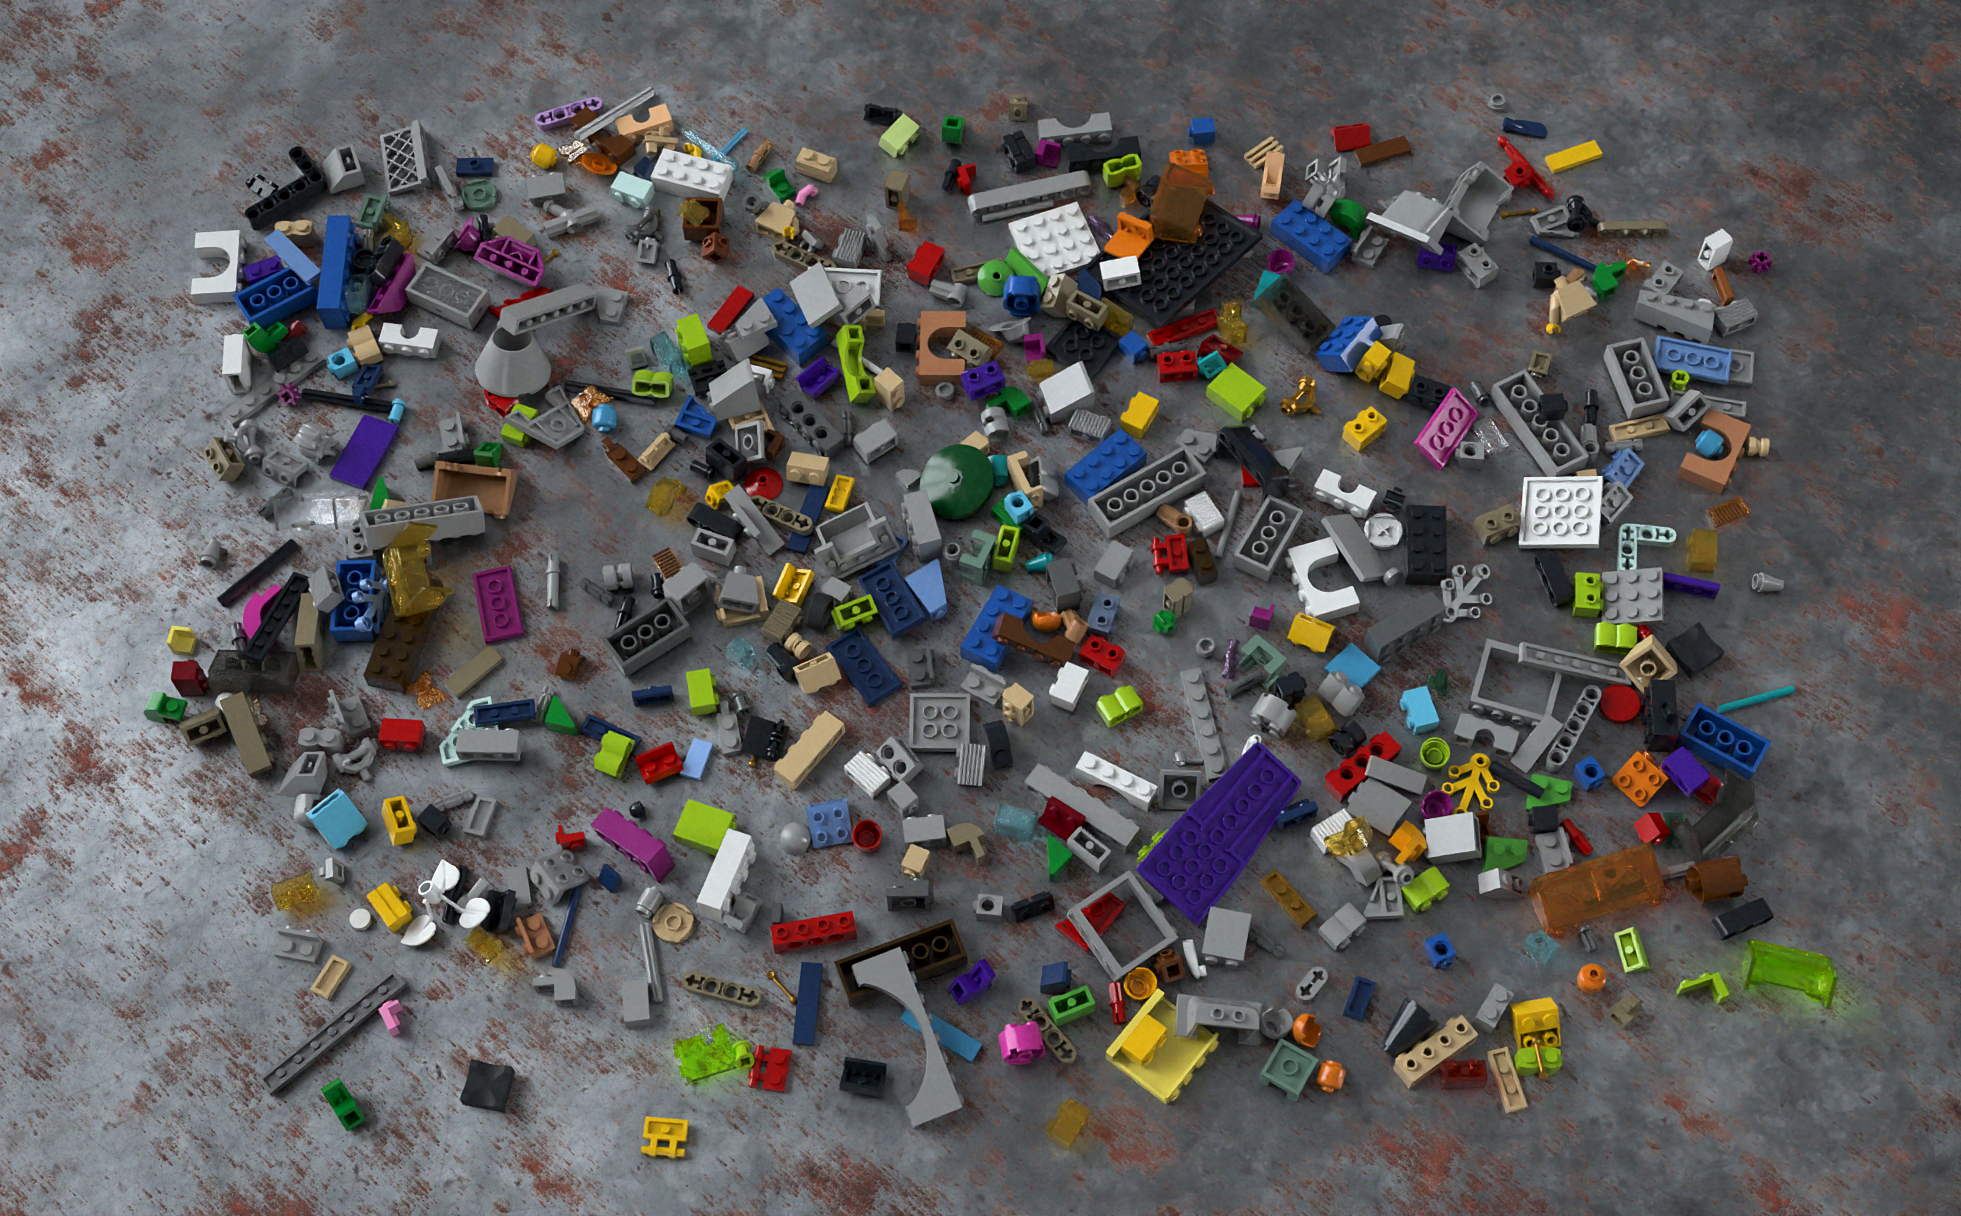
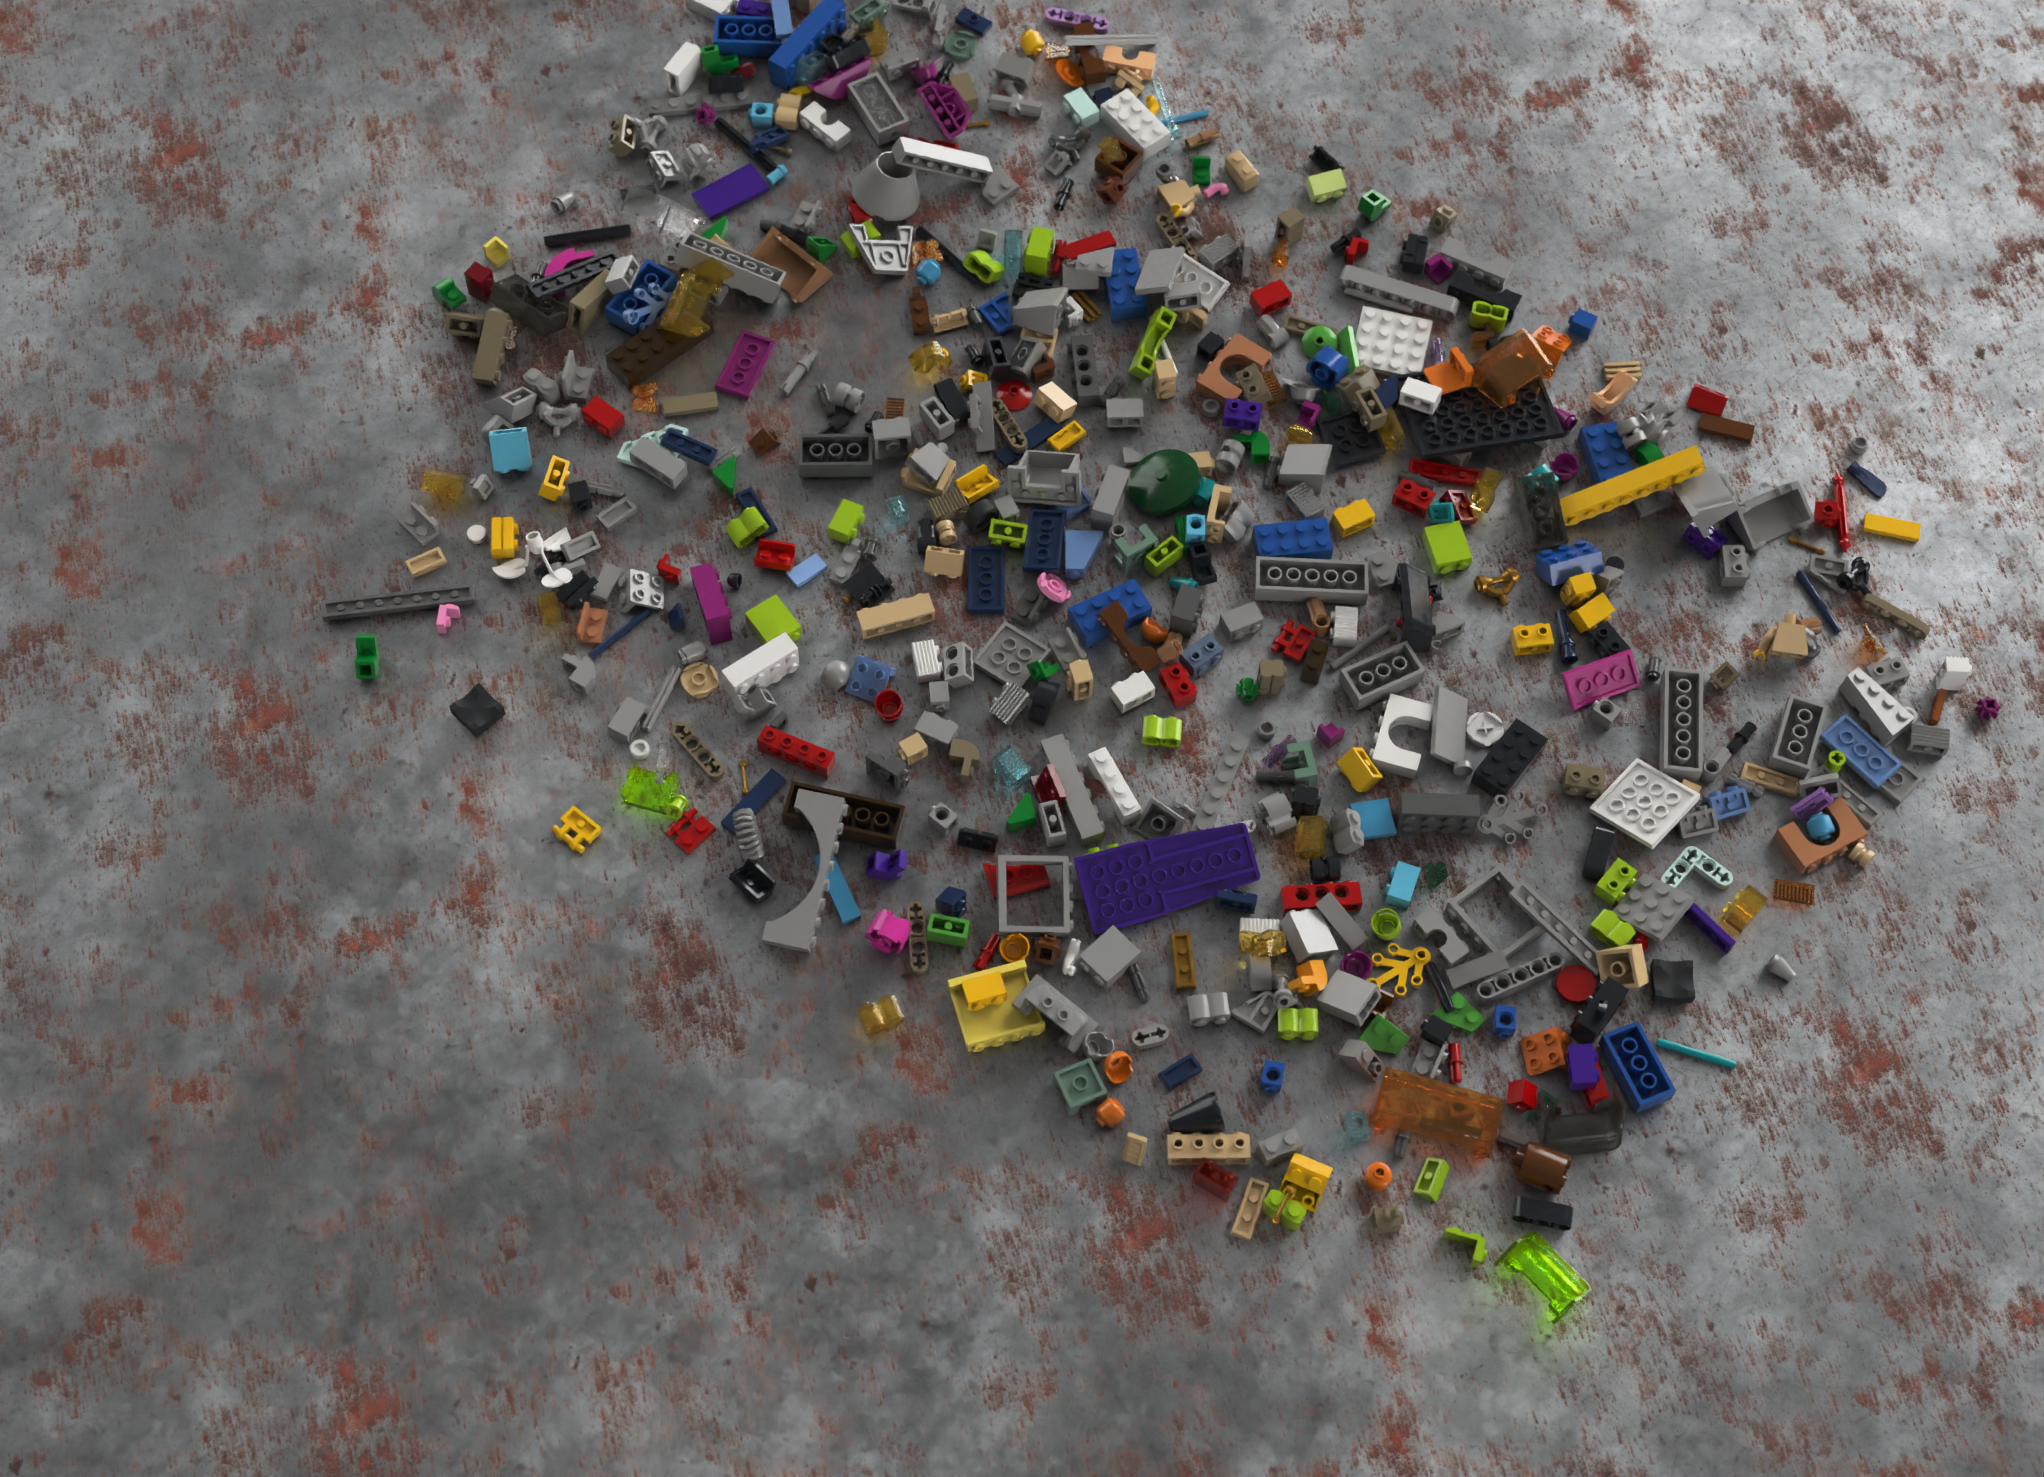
camera: 30 degrees right, 0 degrees up
(470, 869) = (580, 546): none -> light grey tile
(652, 695) = (808, 502): dark blue plate -> none
(666, 1023) = (639, 749): none -> white tile
(712, 336) = (1057, 257): none -> red axle
(818, 377) = (1116, 337): dark purple bracket -> none
(831, 1037) = (748, 834): none -> light grey gear
(931, 636) = (1053, 587): none -> bright pink tile
(977, 717) = (1040, 671): none -> green bracket
(1047, 324) = (1331, 402): none -> clear green plate
(1133, 347) = (1389, 462): blue brick -> none
(1355, 243) = (1632, 485): none -> yellow brick
(1356, 503) = (1479, 693): white arch -> none
(1377, 1094) = (1134, 1148): none -> tan slope
(1394, 414) = (1566, 642): none -> dark blue pin
(1394, 499) = (1512, 709): black gear -> none
(1544, 274) = (1786, 604): black brick -> none
(1552, 407) = (1699, 713): black brick -> none
(1605, 278) = (1837, 640): green brick -> none
(1691, 428) = (1810, 803): none -> medium lavender tile

